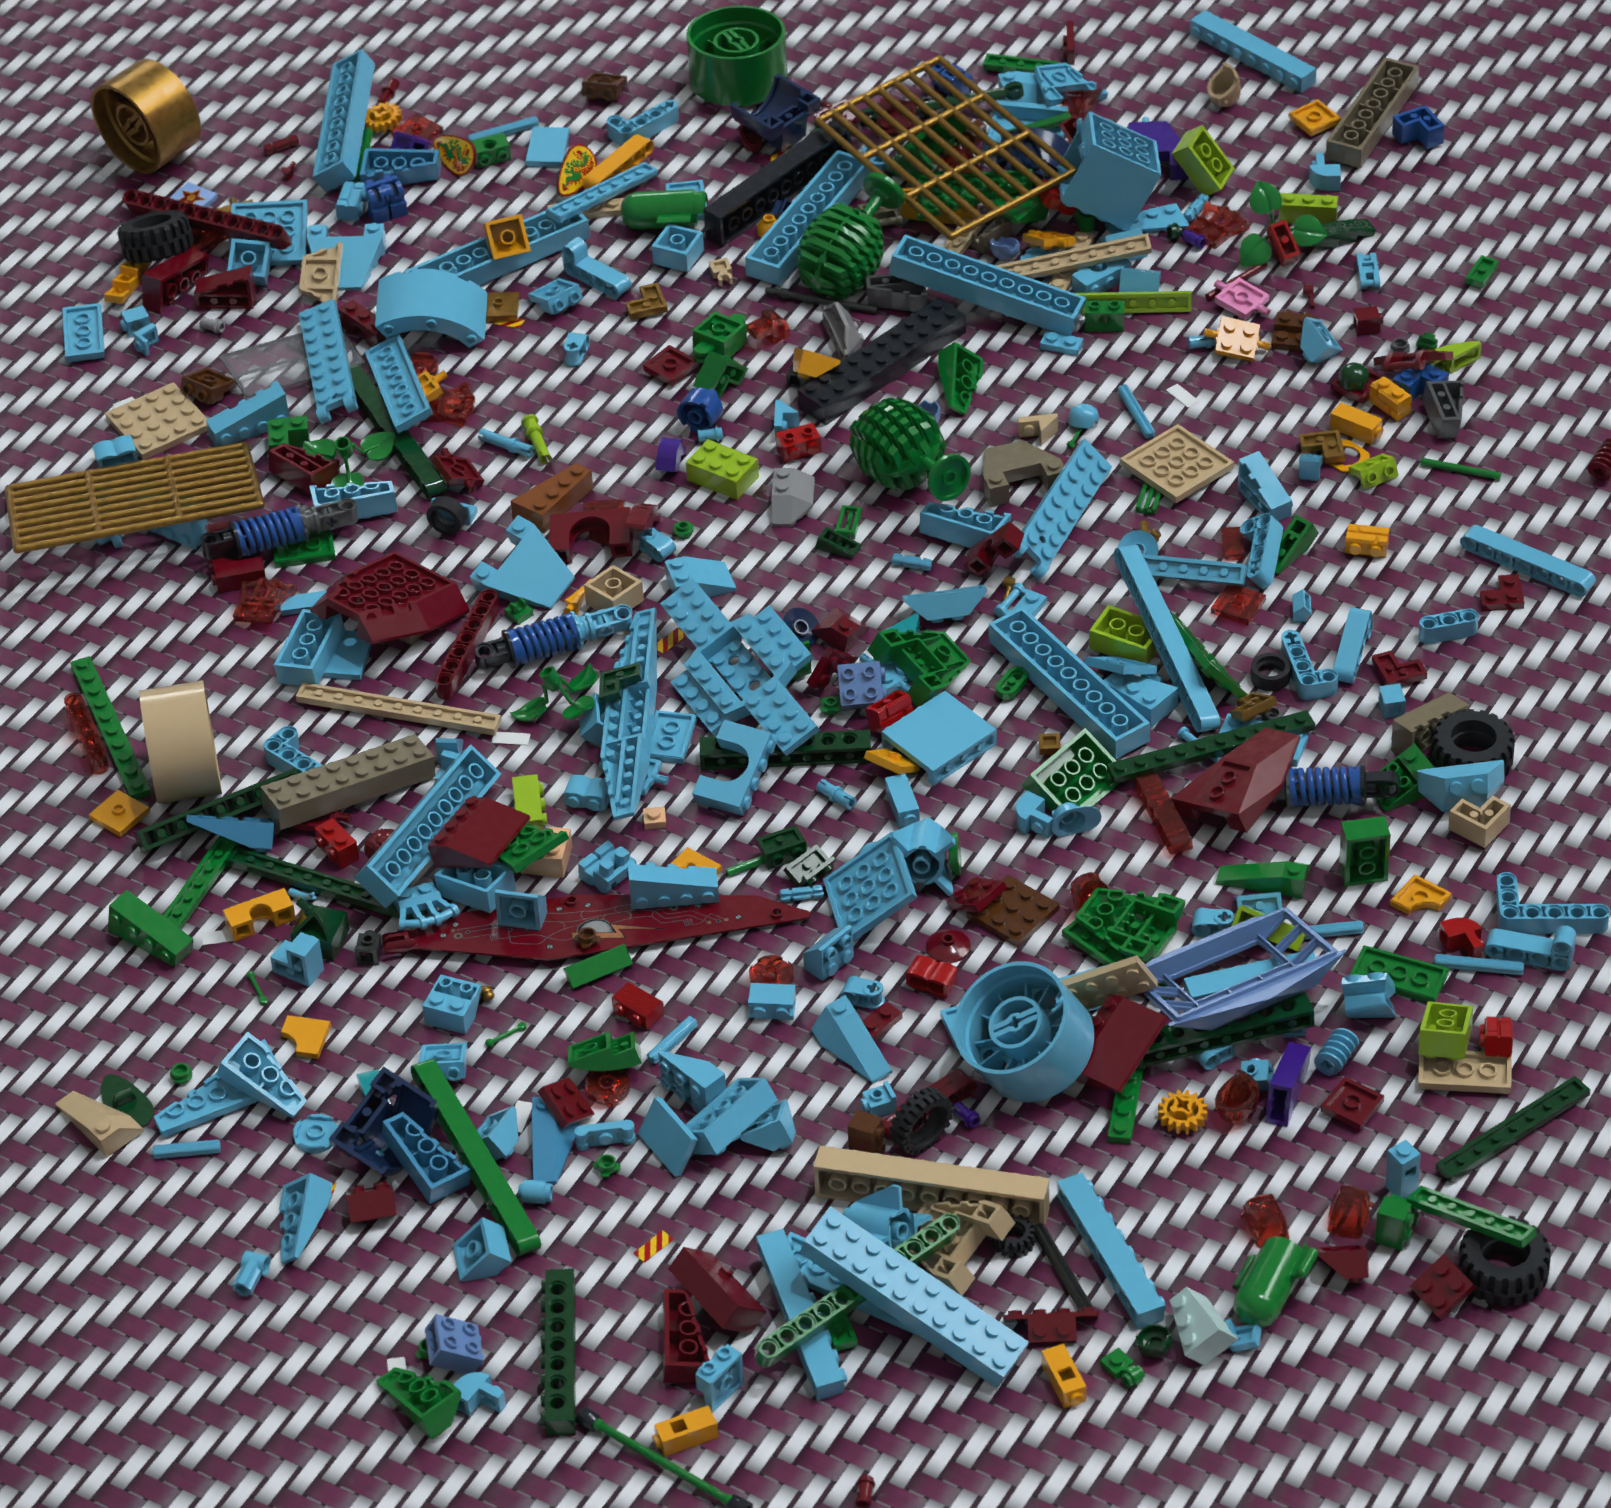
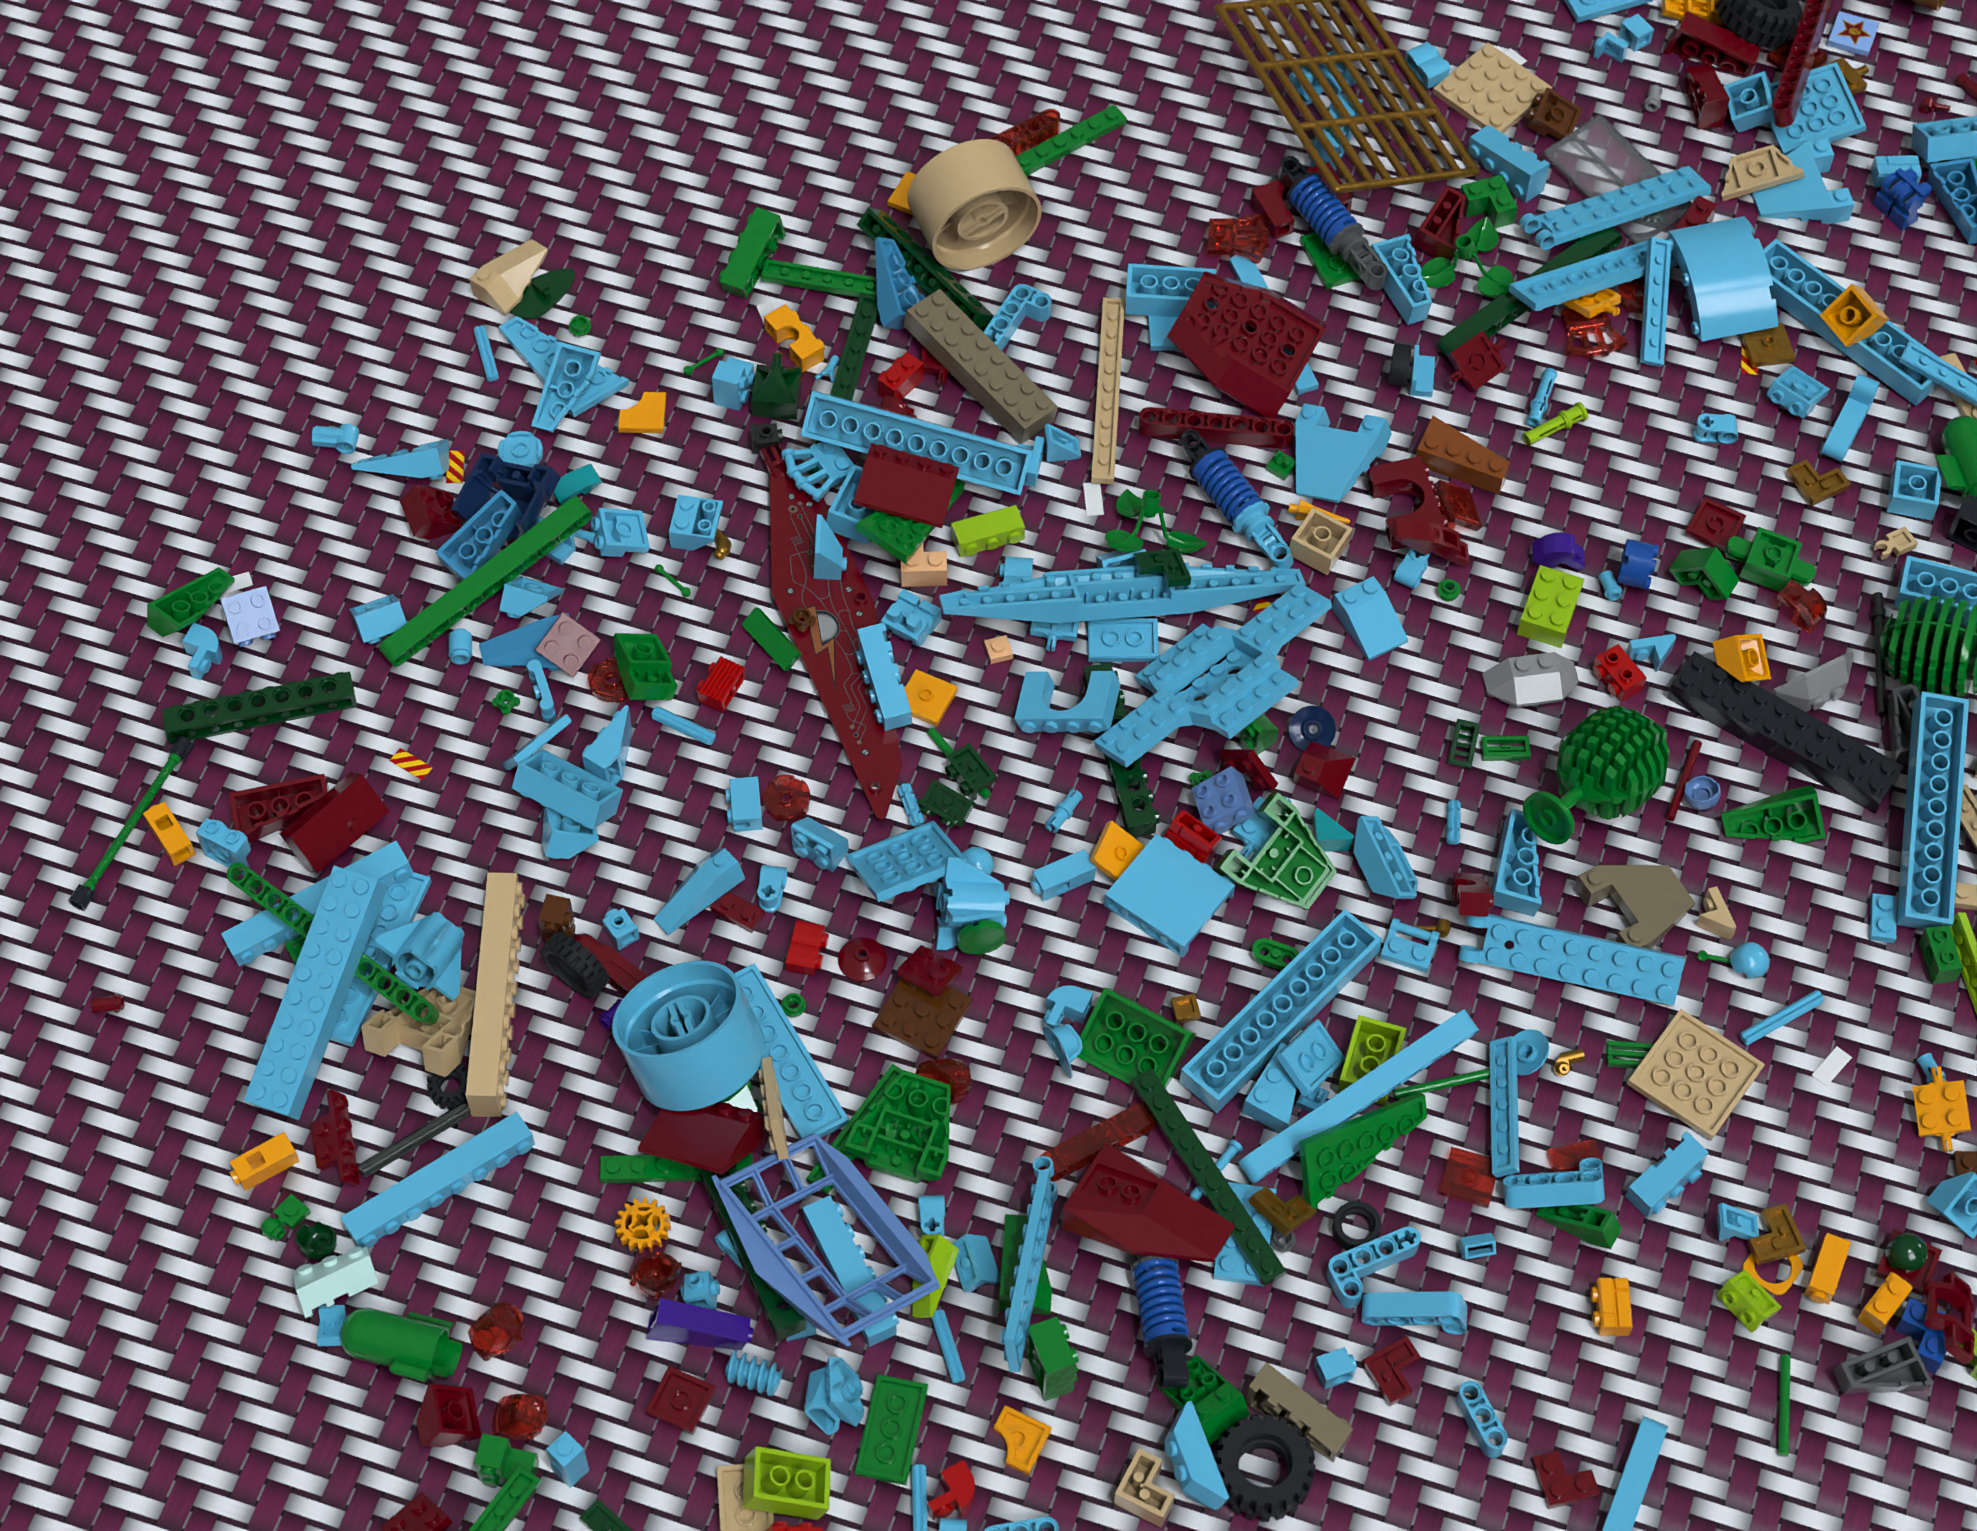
camera: 75 degrees right, 15 degrees up
(440, 352) = (1655, 302): none -> medium azure plate
(523, 1110) = (578, 615): white sticker -> none
(1282, 844) = (1031, 1258): none -> medium azure hinge

